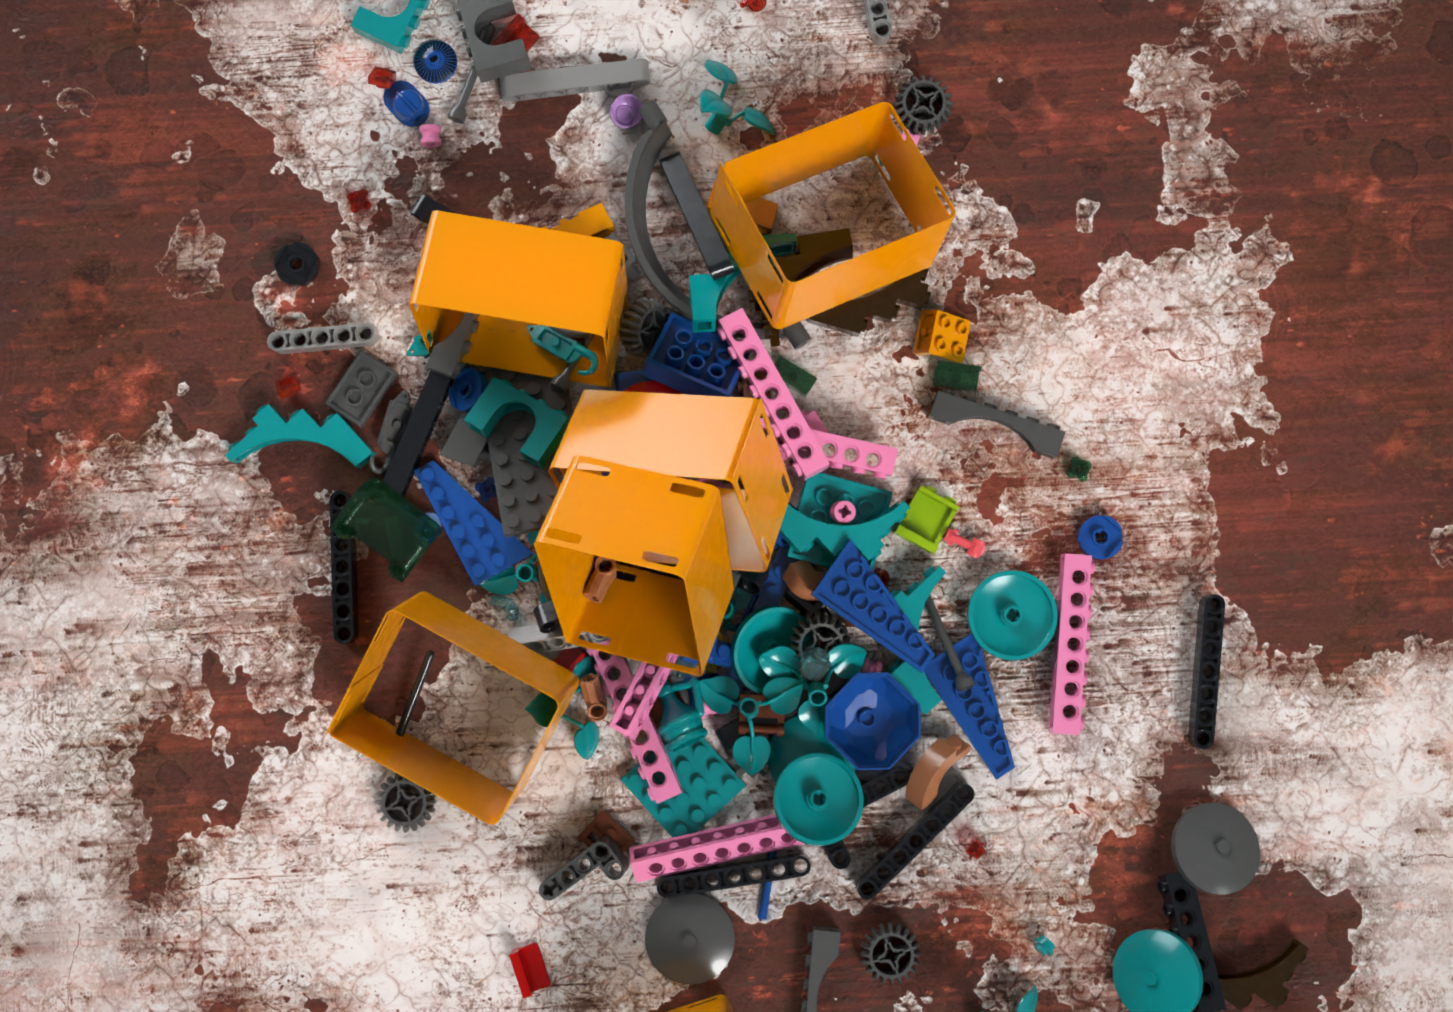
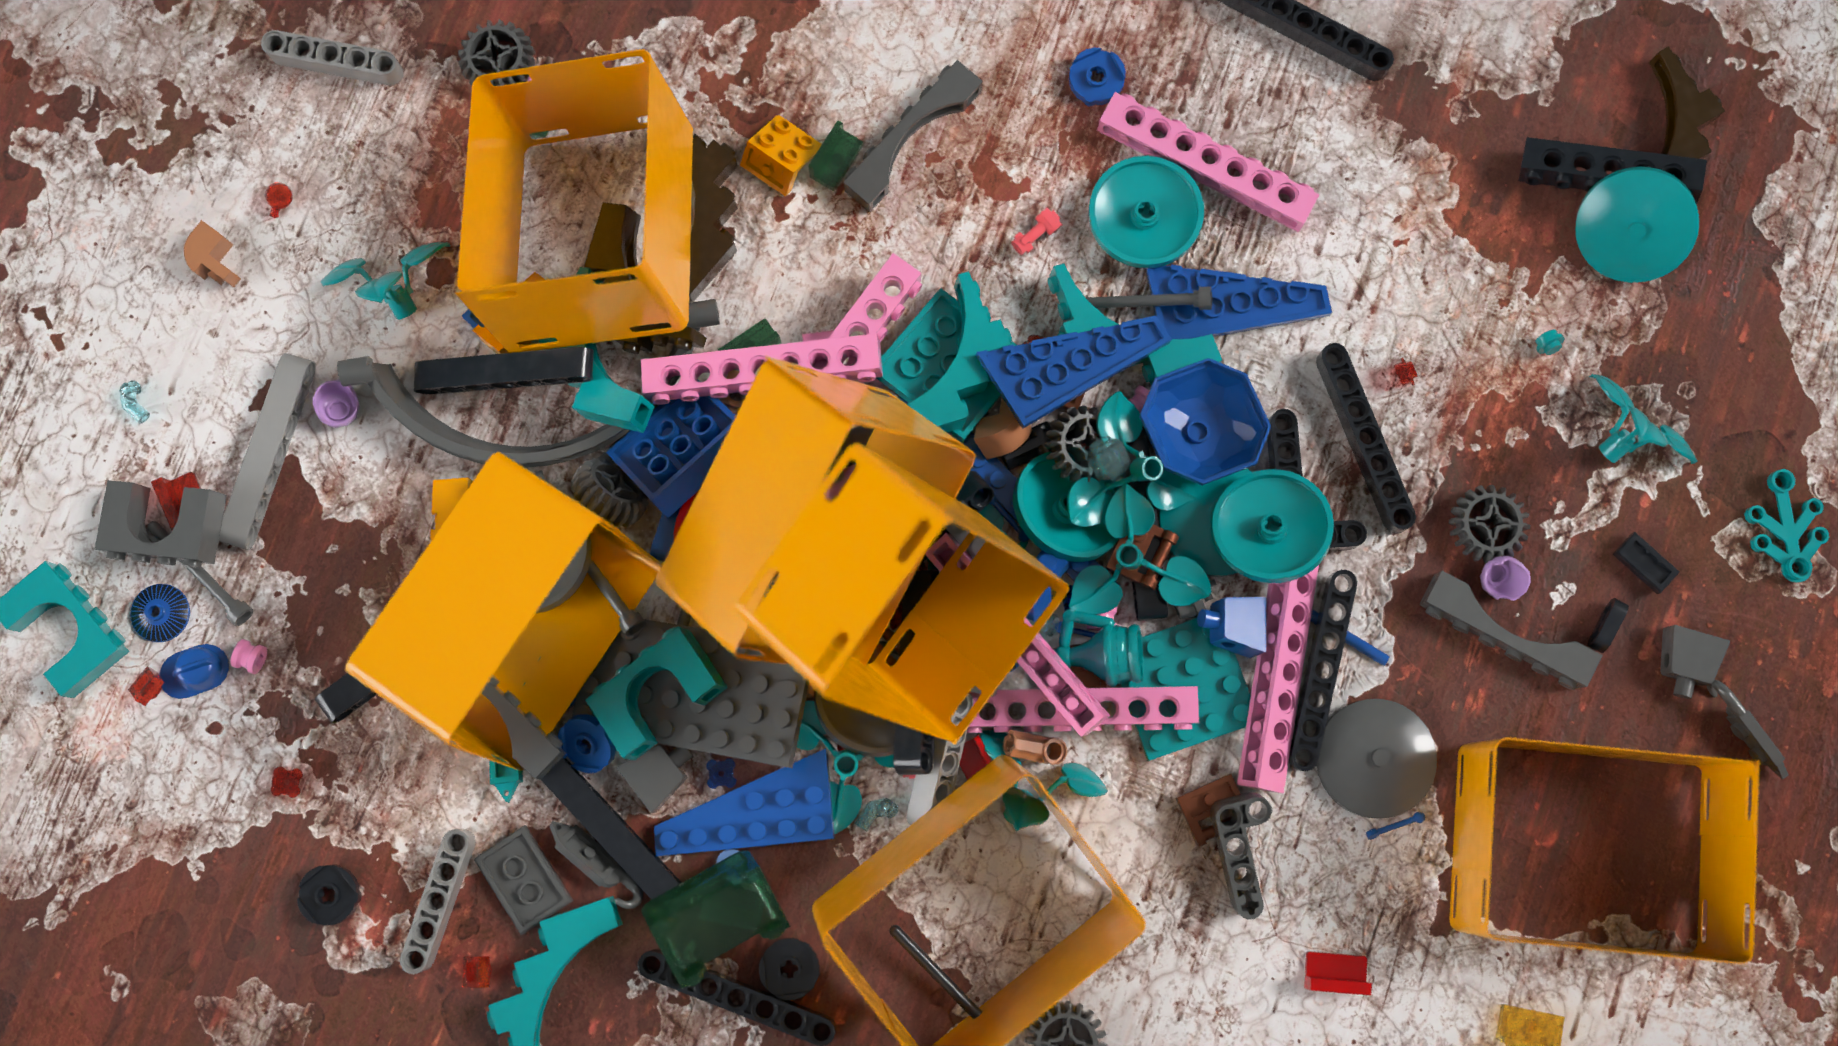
camera: 75 degrees left, 5 degrees down
(365, 590) = (776, 957): none -> black plate
(562, 347) = (587, 601): teal plate -> none
(600, 580) = (895, 671): nougat piece -> none
(661, 983) = (1418, 817): none -> blue hinge
(740, 802) = (1237, 624): none -> torso
(837, 511) = (939, 358): bright pink wheel -> none
(855, 979) = (1505, 578): none -> lavender hair
(927, 519) = (990, 262): lime panel -> none
(931, 767) = (1290, 381): nougat arch -> none
(1084, 465) = (1010, 59): clear green plate -> none
(1215, 848) = (1513, 100): dark grey dish -> none

